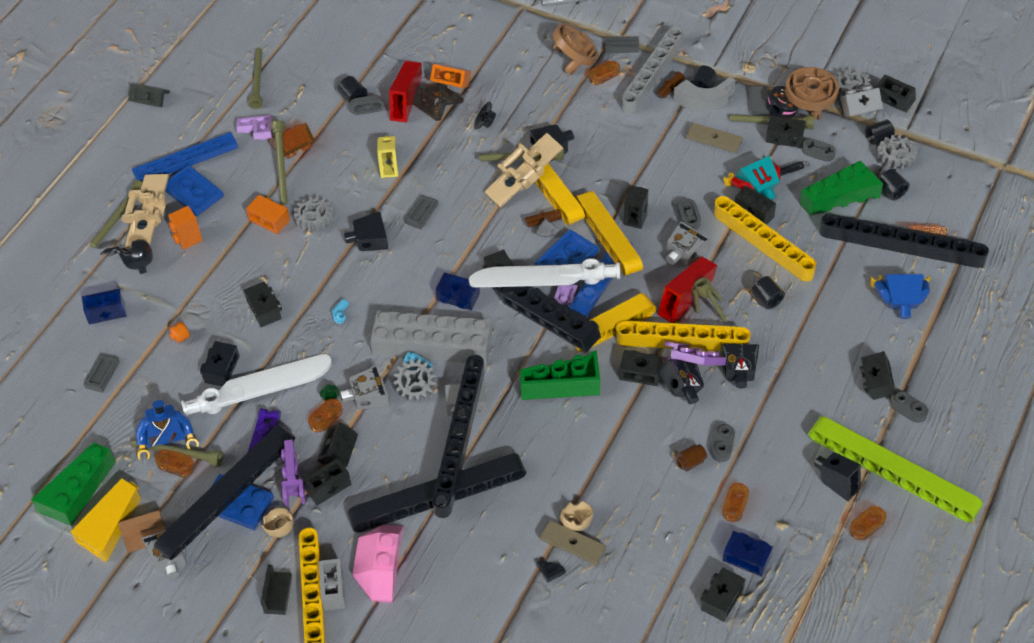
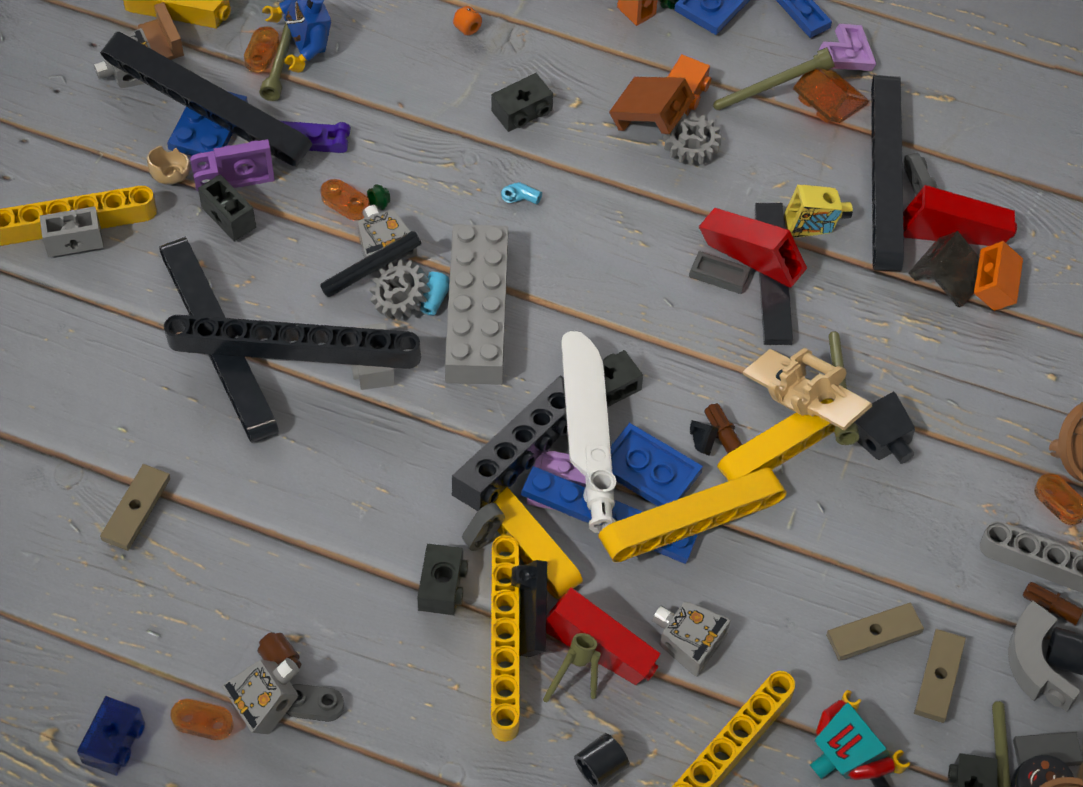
camera: 80 degrees right, 5 degrees up
(219, 363) = (417, 71): black brick -> none
(255, 99) = (903, 43): olive piece -> none
(258, 384) = (391, 121): white piece -> none
(276, 591) = (71, 176): pearl dark grey panel -> none
(284, 227) = (653, 100): none -> dark orange panel
(337, 444) = (292, 218): pearl dark grey panel -> none
(351, 88) = (943, 153): black piece -> none
(359, 119) = (887, 174): none -> black beam
(368, 233) = (665, 209): black torso -> none
(378, 562) = (116, 284): bright pink wedge -> none
(392, 393) = (370, 264): none -> black axle
(410, 185) = (755, 244): none -> red slope
(426, 185) = (773, 294): none -> black tile
(457, 291) = (564, 316): clear blue brick -> none
(485, 116) = (919, 334): black piece -> none
(550, 570) = (97, 484): black tile -> none
(562, 378) = (413, 484): green wedge -> none
(577, 516) = (174, 505): tan hair -> none
(608, 339) = (483, 526): none -> dark grey beam
(636, 207) = (754, 552): pearl dark grey brick -> none
(654, 313) = (533, 606): none -> black hinge
(682, 379) = (414, 634): black torso -> none
(685, 162) = (889, 625): none -> dark tan tile
(689, 213) = (759, 640): dark grey plate -> none
(694, 355) = (455, 631): medium lavender plate -> none
(720, 604) = (52, 715): pearl dark grey brick -> none
(722, 461) = (263, 693): none -> light grey torso
(740, 362) = (457, 721): black torso -> none
(756, 204) = (787, 739): pearl dark grey brick -> none

